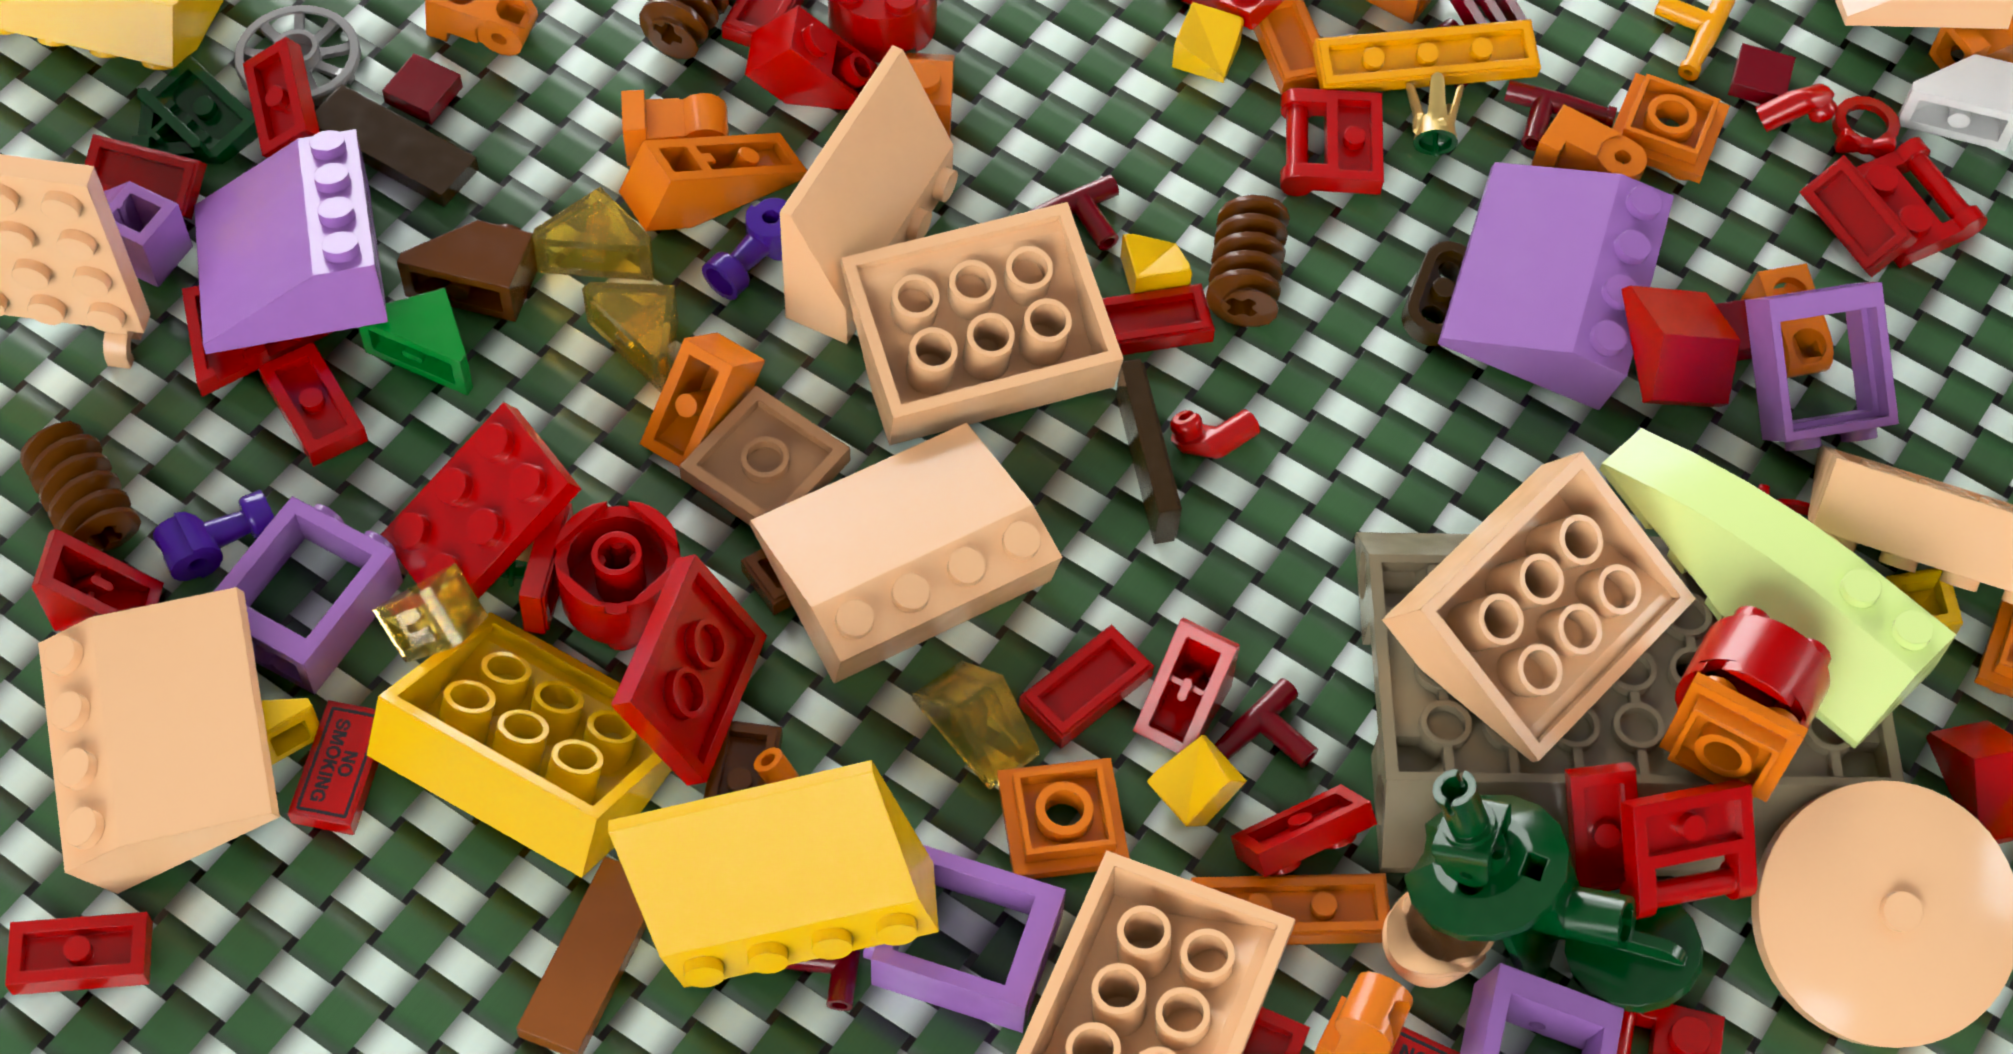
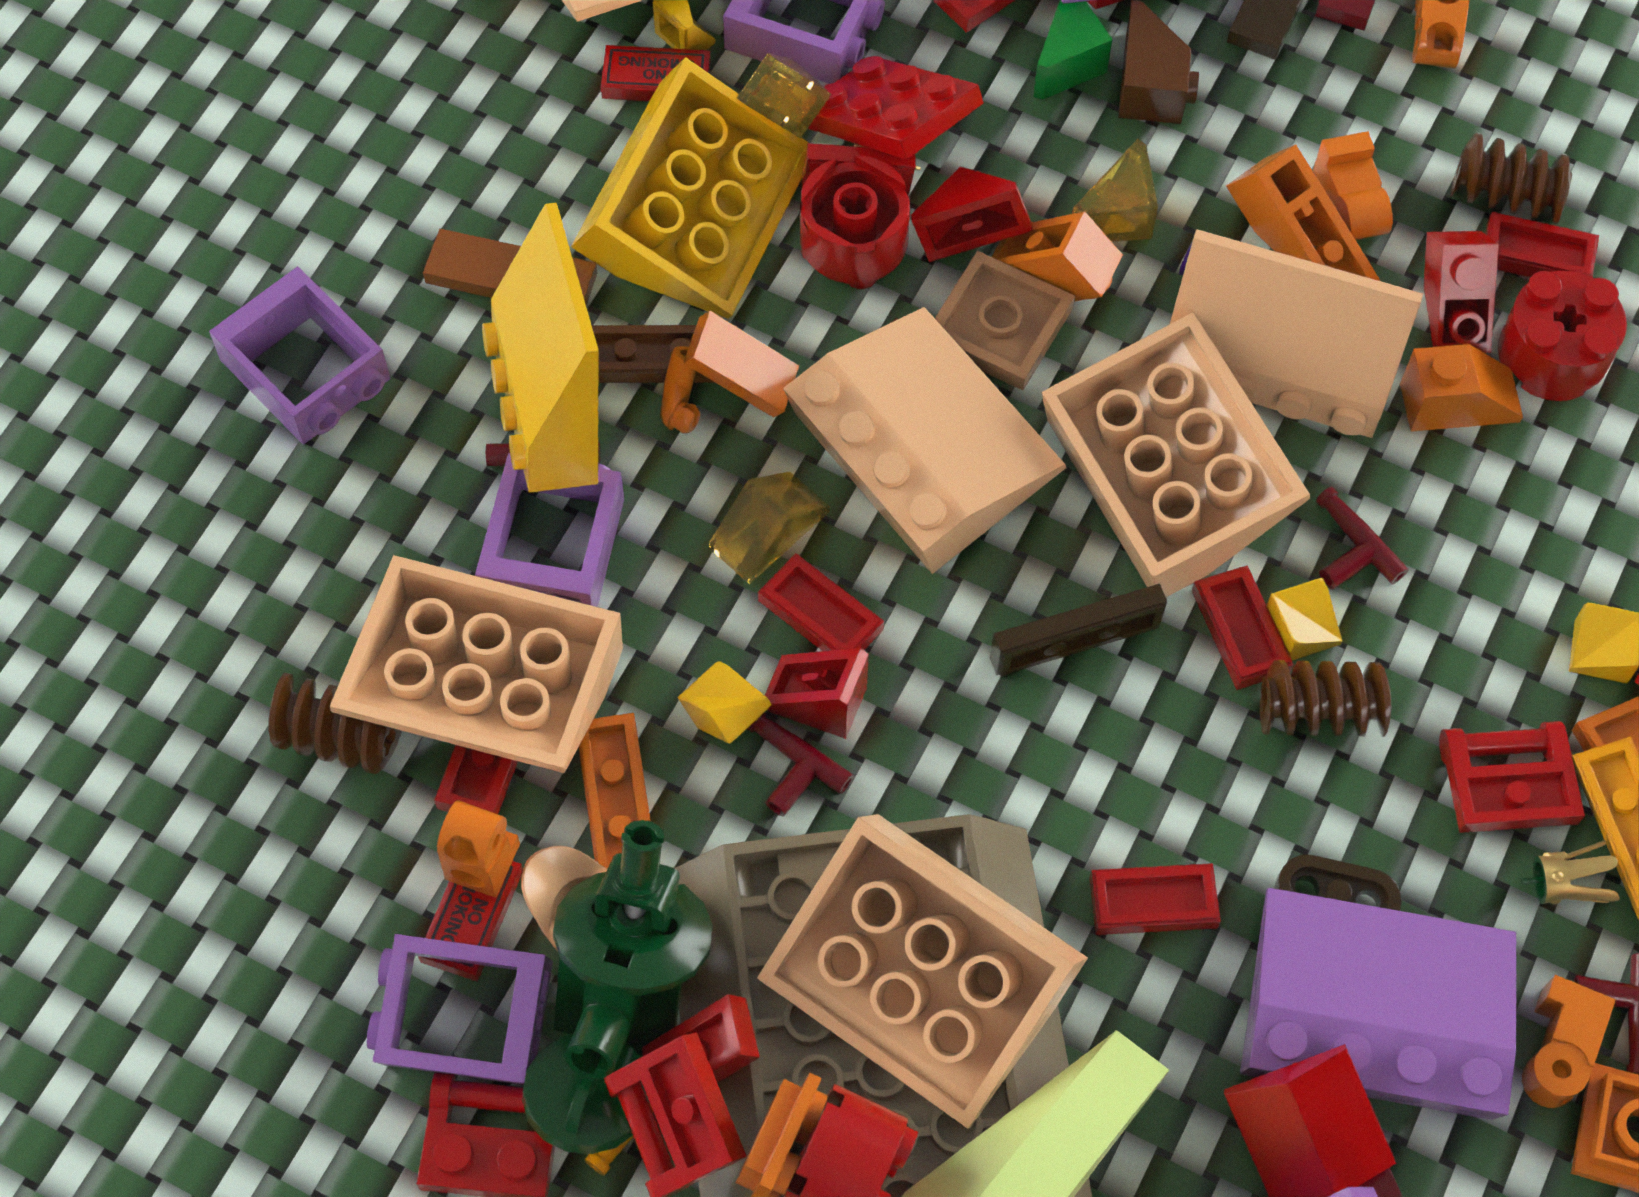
camera: 85 degrees right, 5 degrees up
(594, 241) = (1210, 149): clear yellow slope -> none
(632, 453) = (969, 213): none -> red slope
(689, 670) = (759, 277): red plate -> none
(785, 711) = (740, 364): none -> tile
(1052, 850) = (674, 631): orange piece -> none
(1212, 441) = (1110, 691): red arm -> none
(1303, 830) = (688, 798): red plate -> none
(1430, 443) = (1154, 899): none -> red tile

